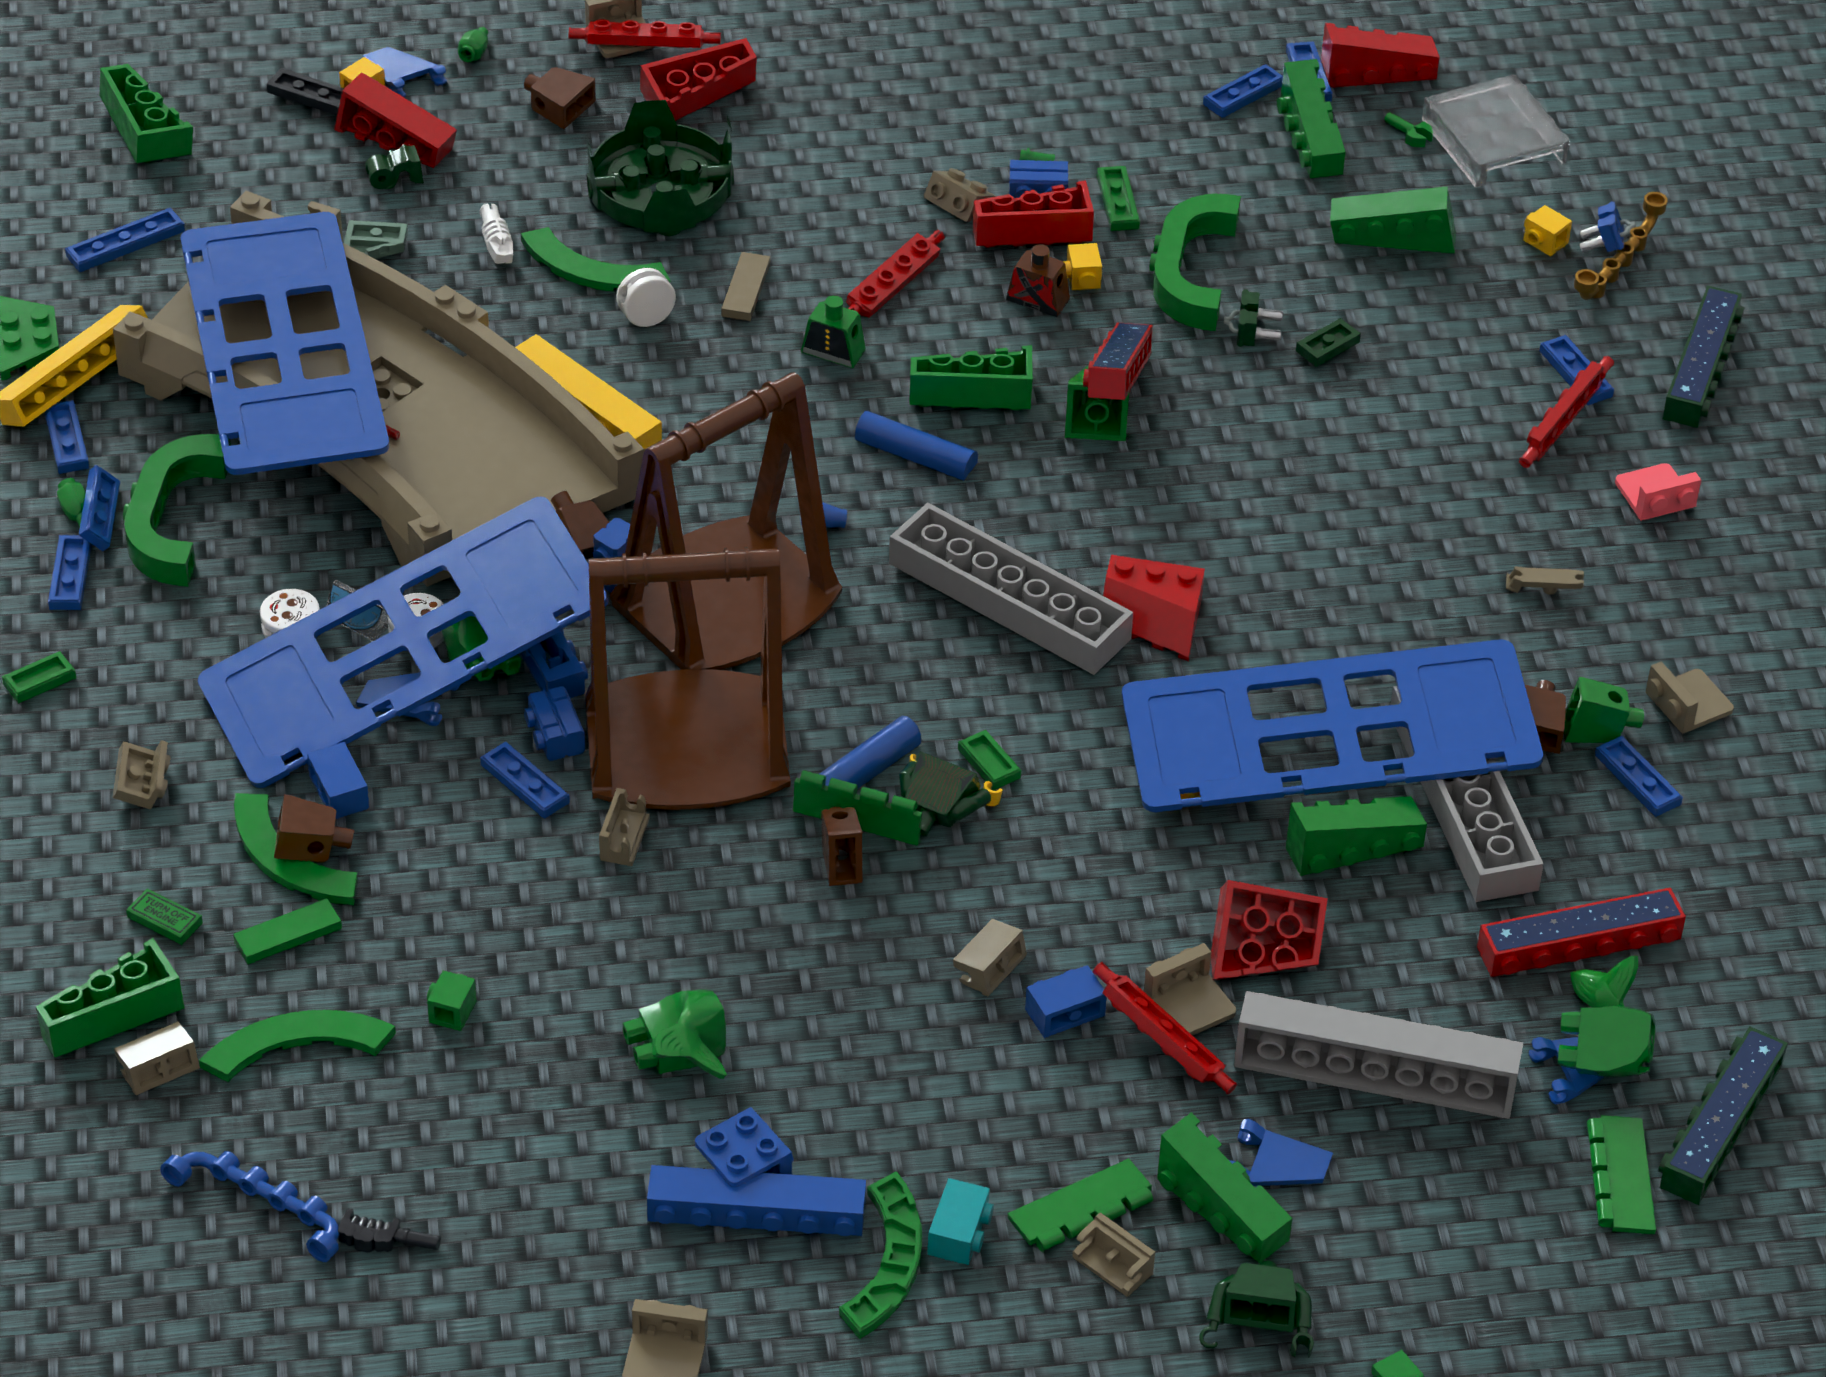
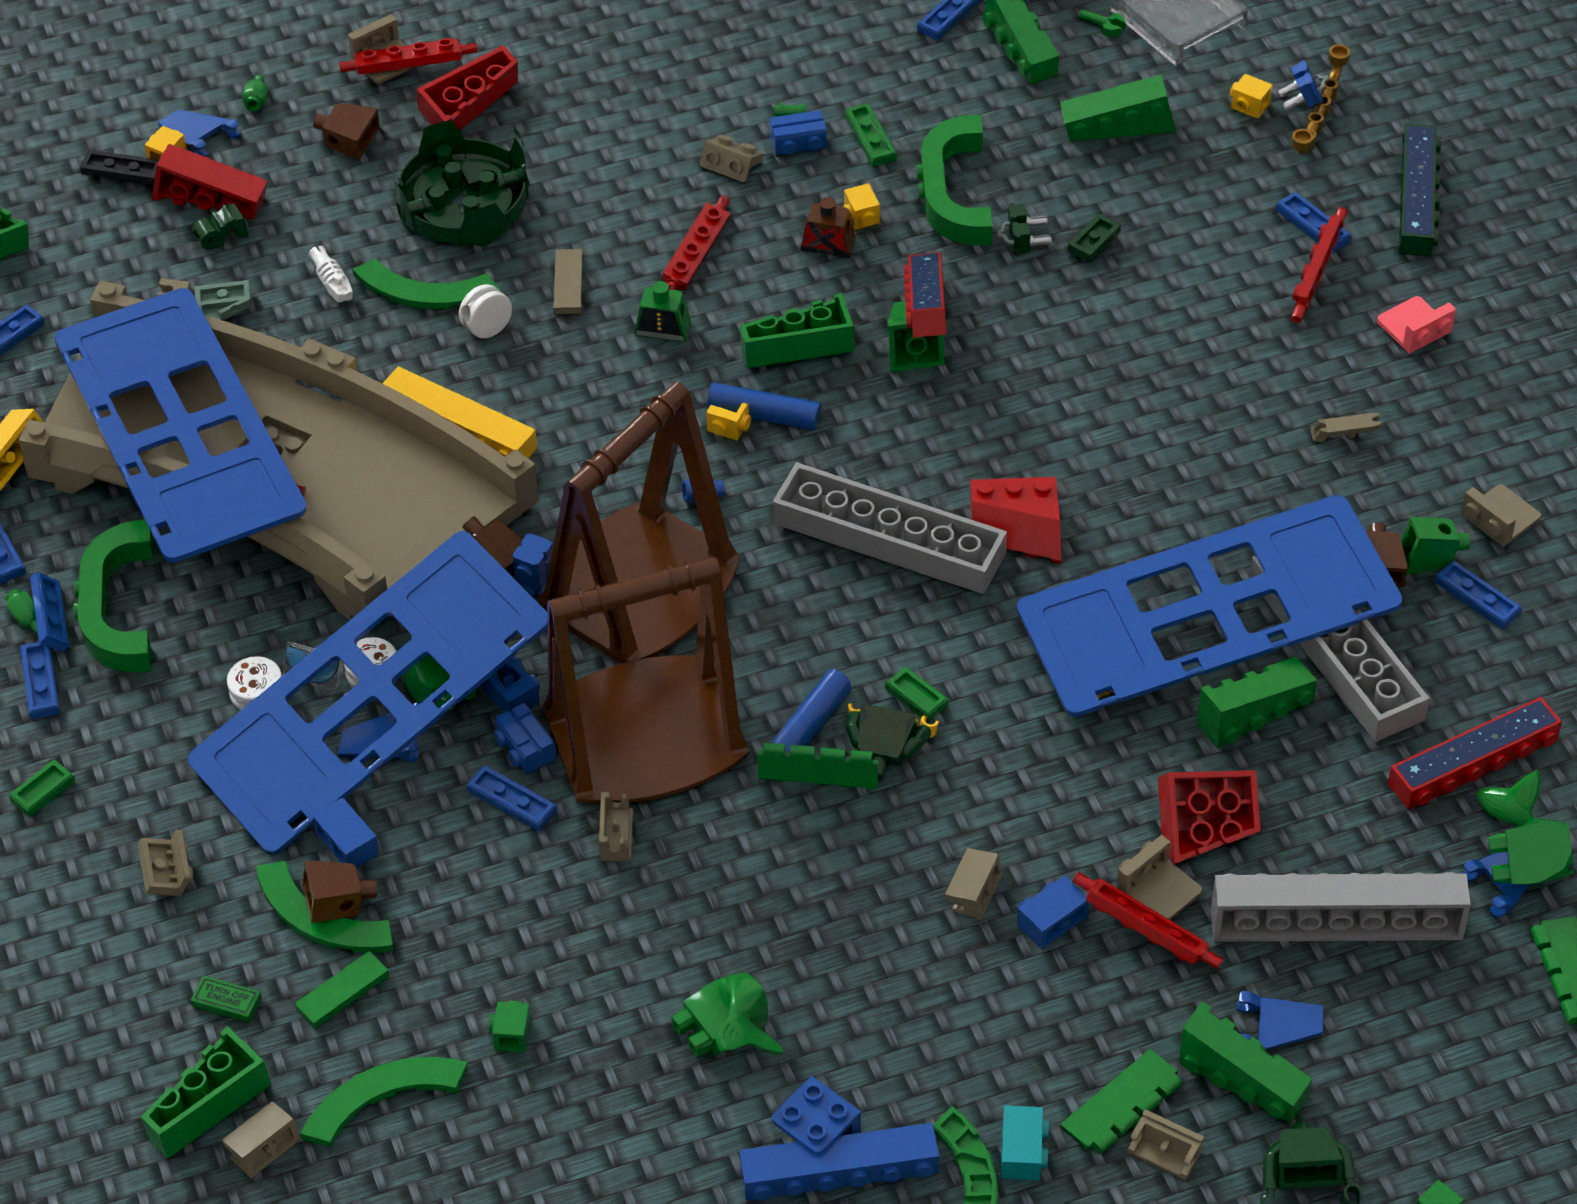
camera: 10 degrees left, 5 degrees up
(842, 832) = (813, 790): reddish brown torso -> none
(871, 454) = (728, 423): none -> yellow bracket
(1035, 217) = (807, 168): red wedge -> none

